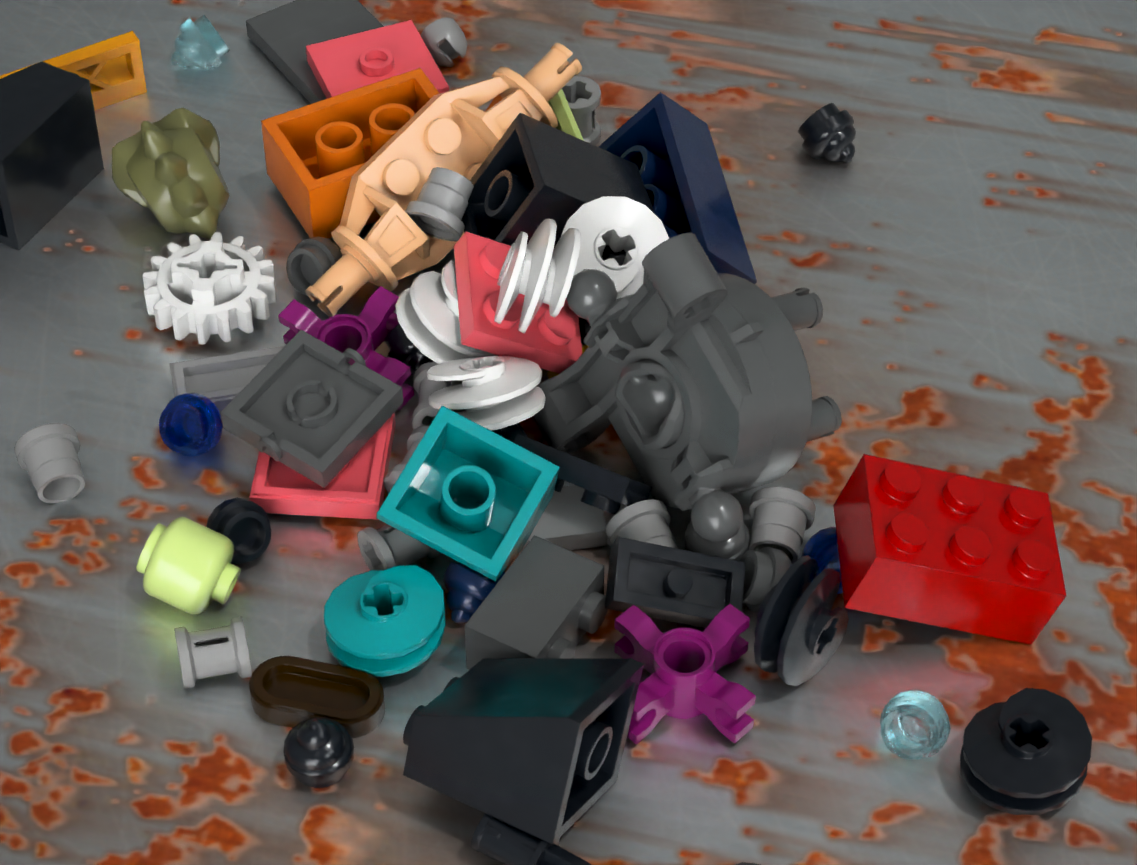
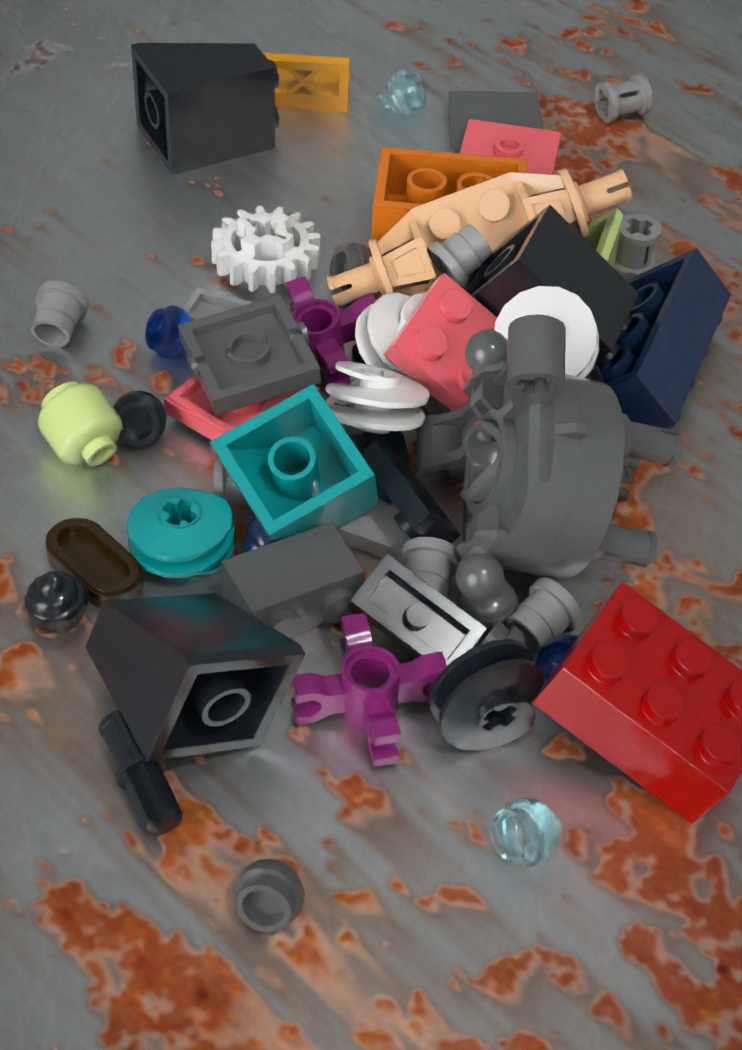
camera: 30 degrees right, 0 degrees up
(174, 172) = (303, 160): olive head -> none
(213, 652) = (44, 491): light grey bush -> none
(445, 41) = (588, 157): light grey hinge -> none
(538, 272) = (448, 319): white piece -> none
(1026, 753) = (601, 909): black piece -> none

